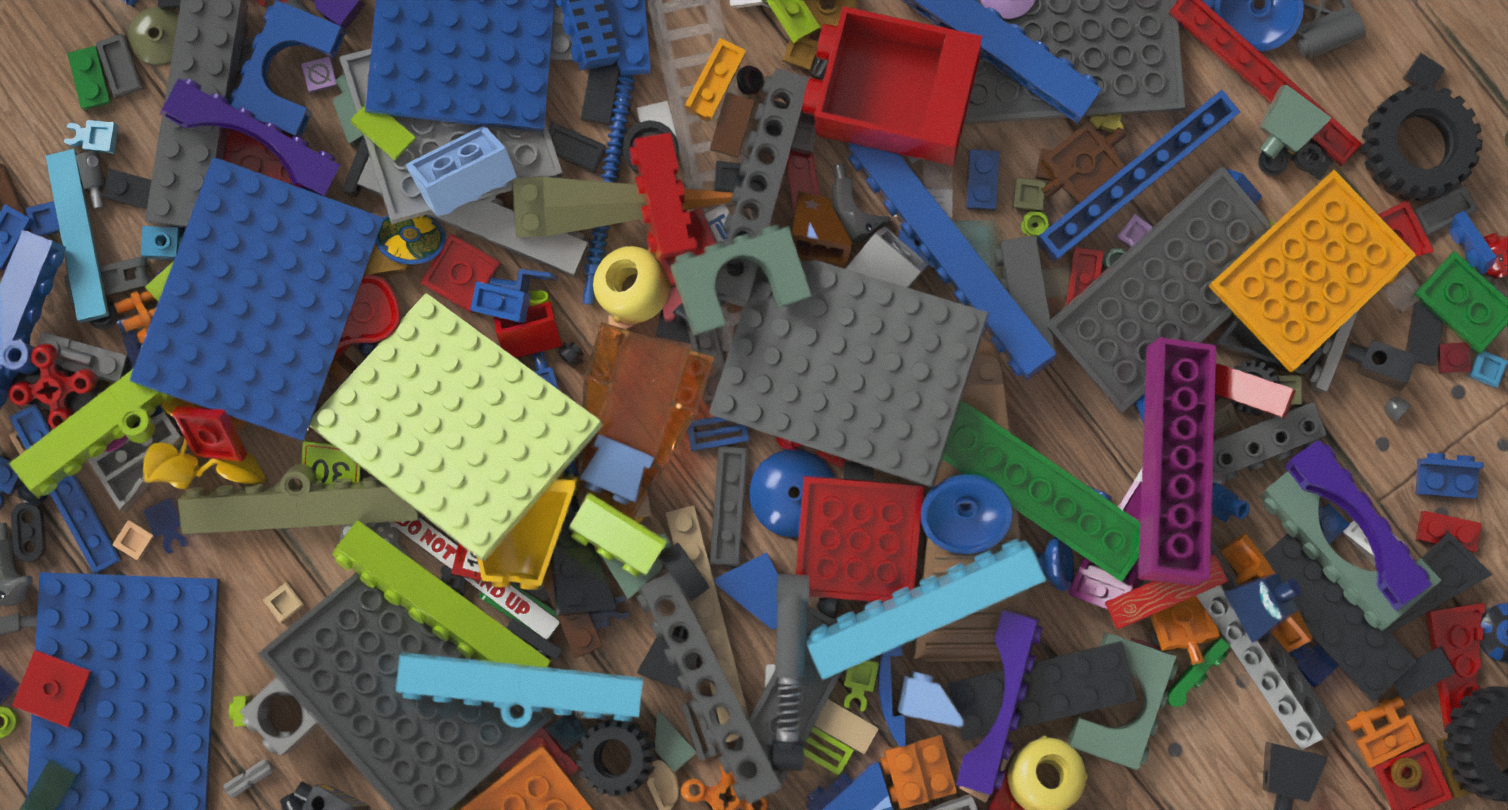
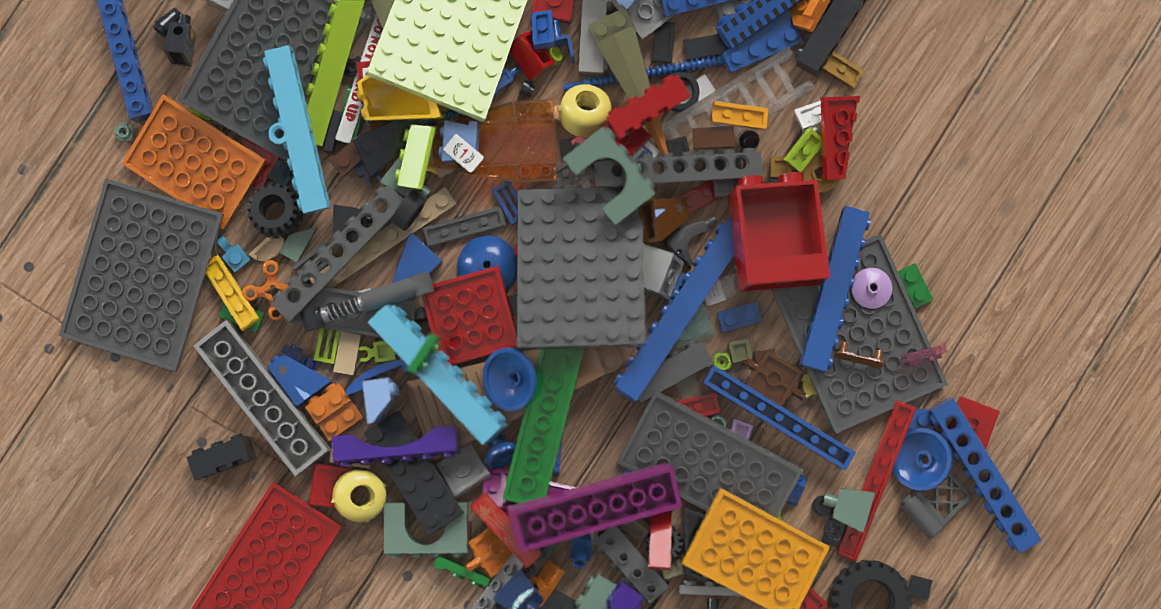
camera: 75 degrees right, 0 degrees up
(635, 468) = (463, 153): none -> white sticker
(905, 624) = (429, 347): none -> green plate
(1064, 622) = (463, 470): none -> light grey plate
(1084, 59) = (874, 362): none -> dark orange piece

